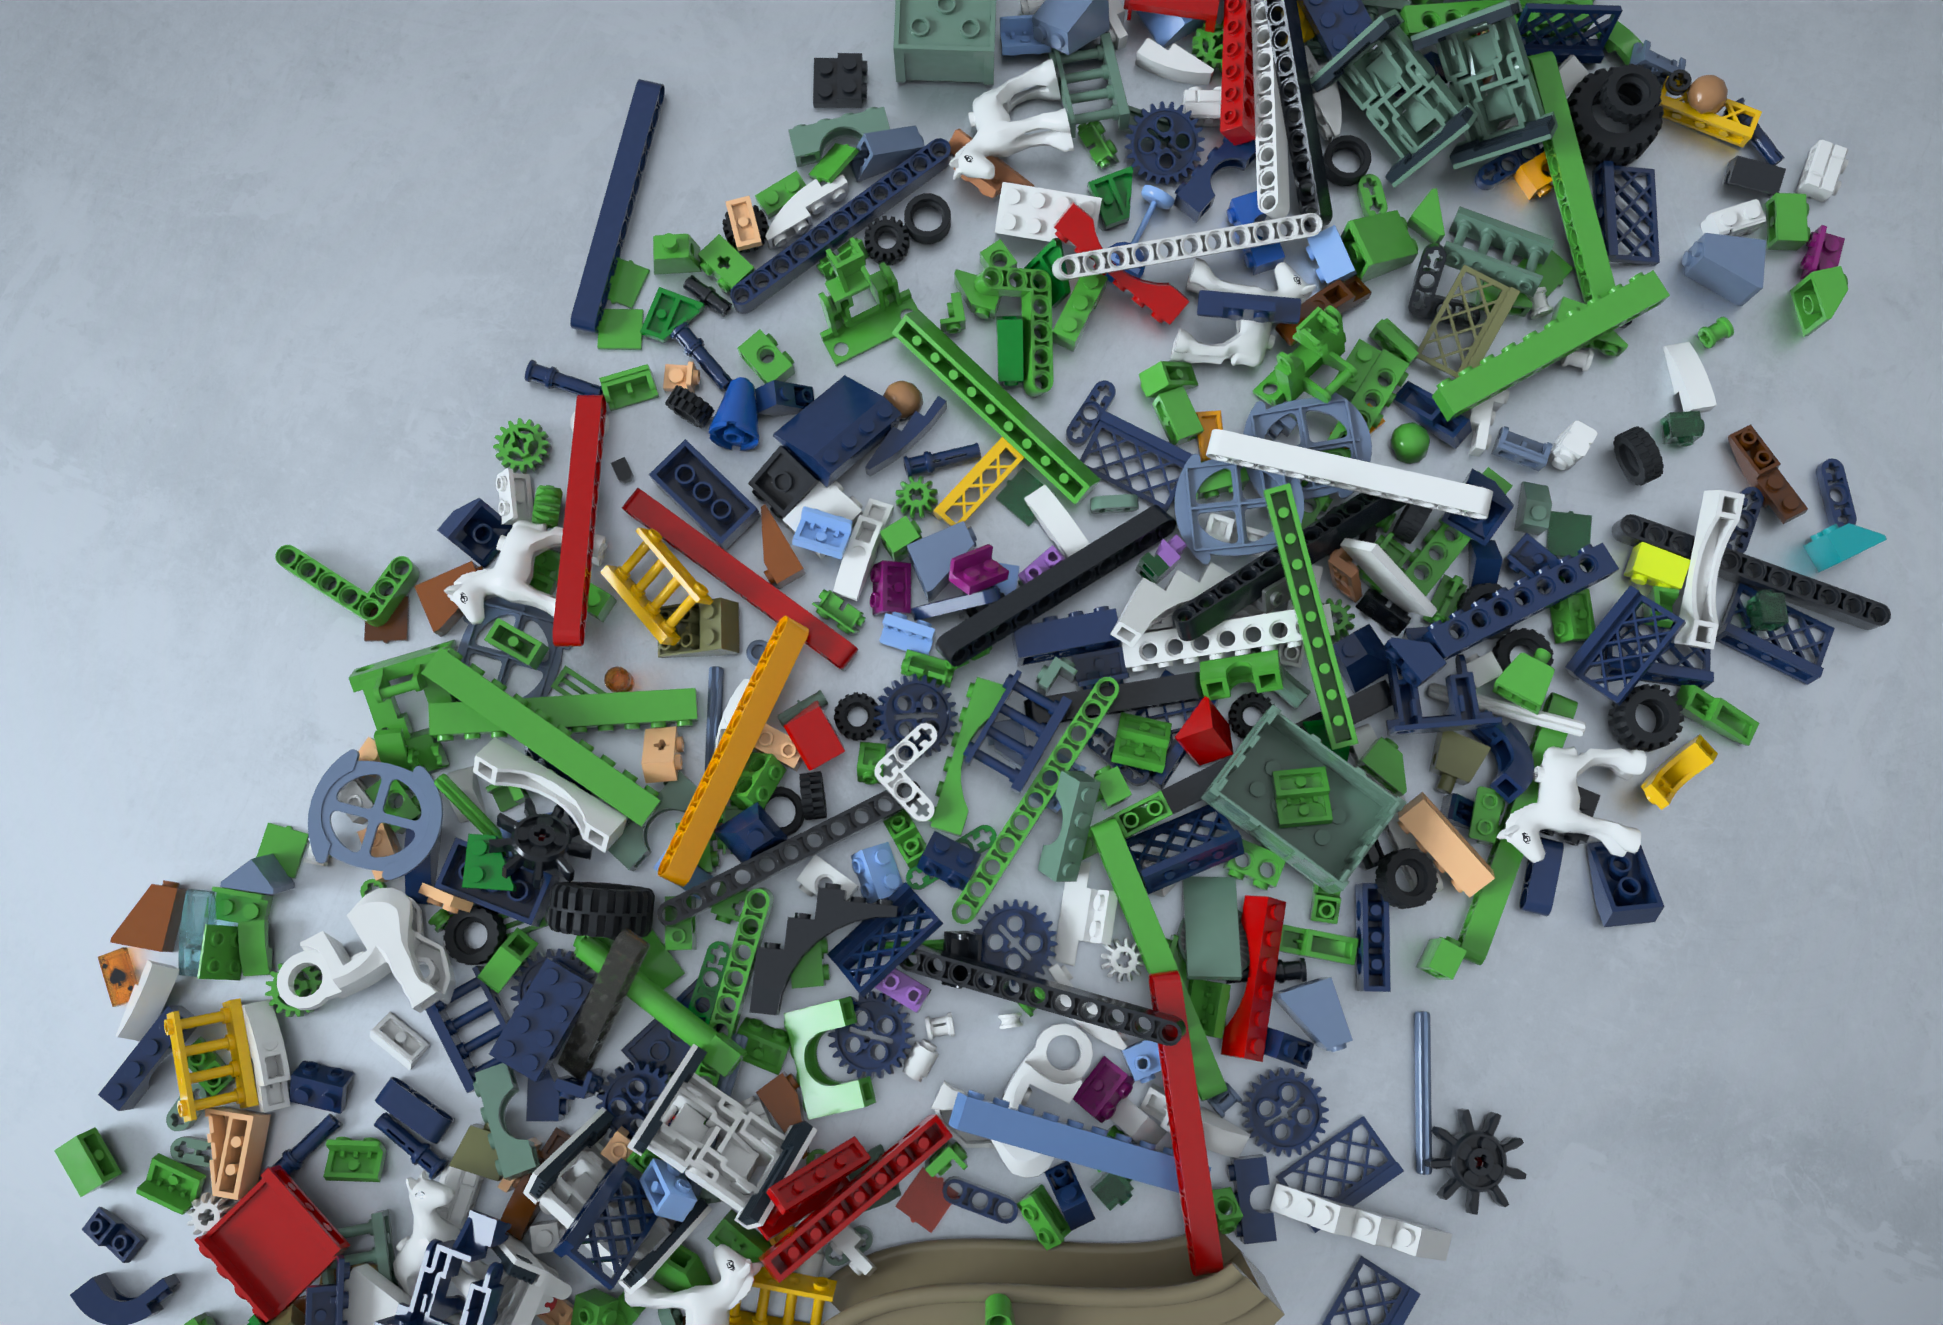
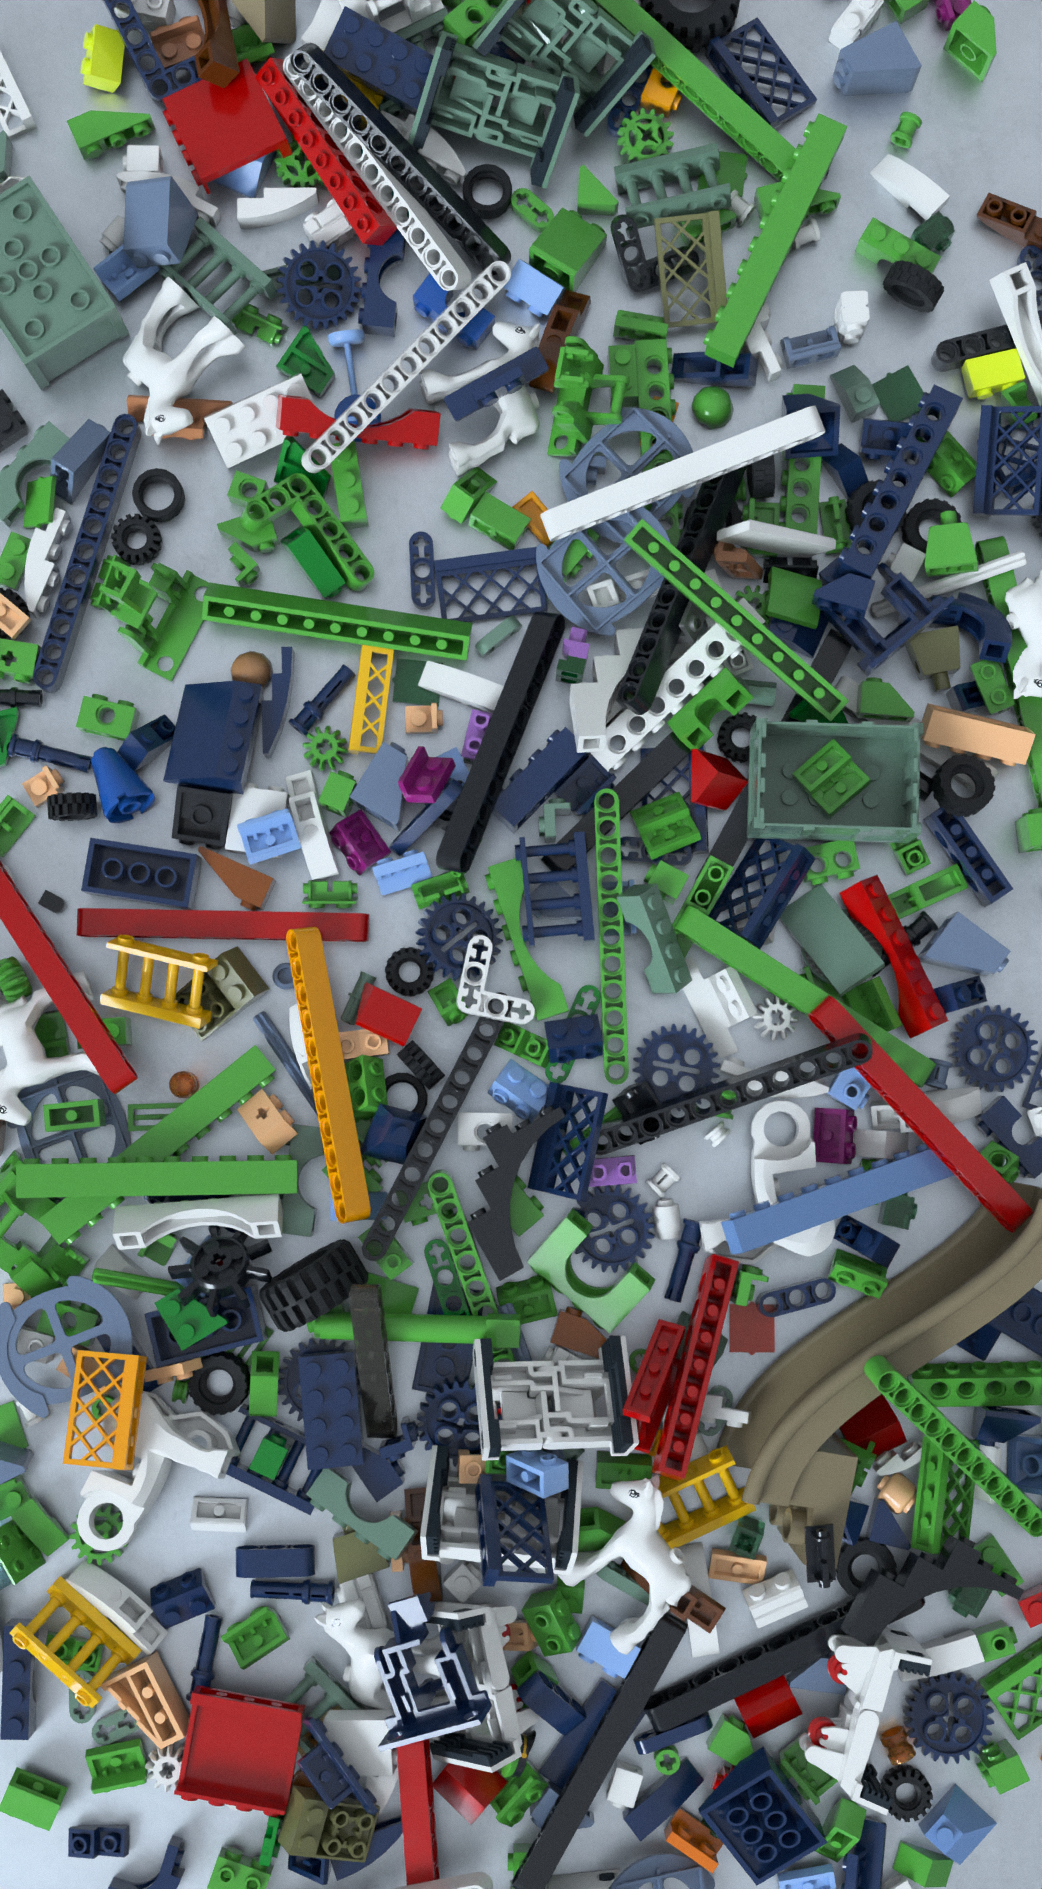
camera: 35 degrees left, 5 degrees up
(379, 908) = (127, 1416): none -> light orange fence
(470, 1022) = (270, 1455): none -> green brick
(920, 1096) = (687, 1248): none -> dark blue pin
(1009, 528) = (423, 719): none -> light nougat bracket
(1369, 631) = (791, 597): none -> bright green slope
(1500, 190) = (638, 131): none -> bright green gear
(1639, 408) = (885, 243): none -> bright green arch

